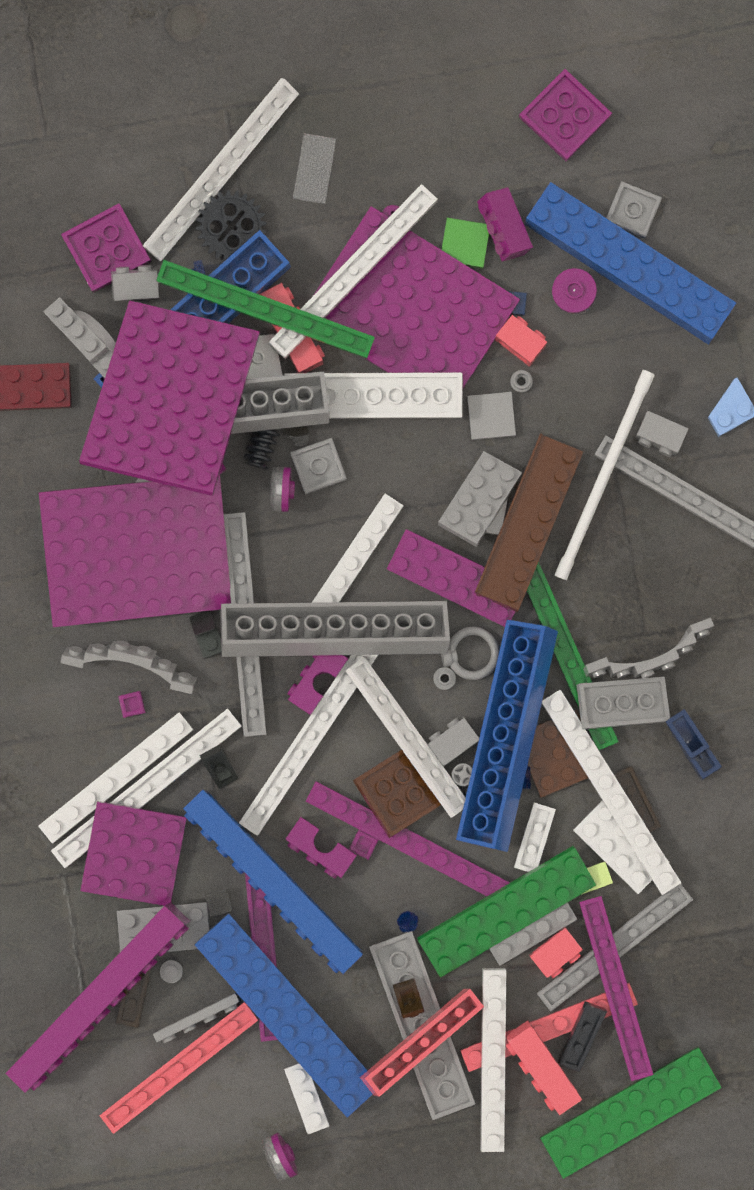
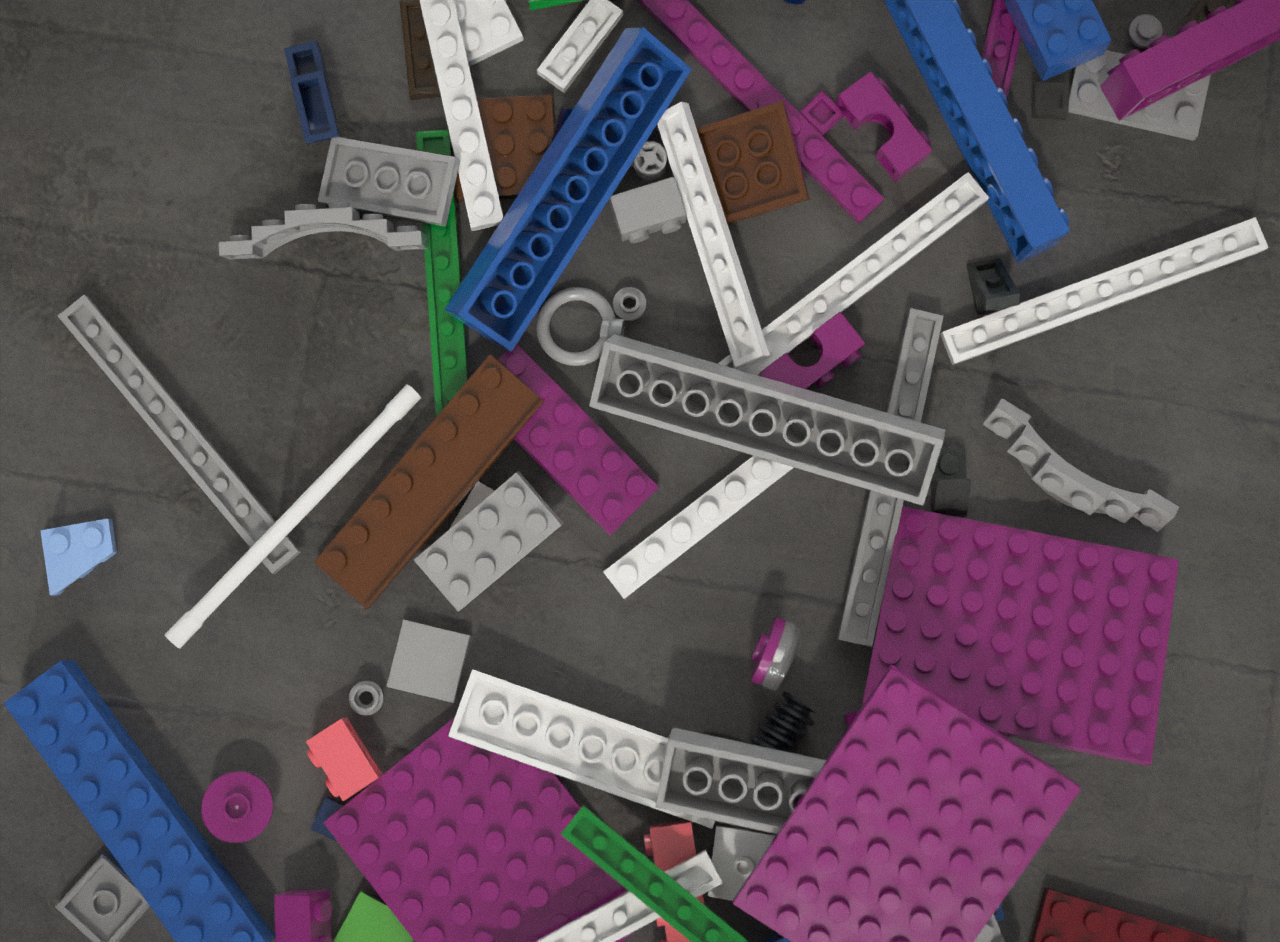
camera: 165 degrees left, 0 degrees up
(116, 777) = (1141, 321): white plate -> none
(132, 704) = (1087, 417): magenta tile -> none
(133, 853) = (1152, 205): magenta plate -> none
(318, 466) = (707, 673): light grey tile -> none
(661, 434) = (191, 548): light grey brick -> none

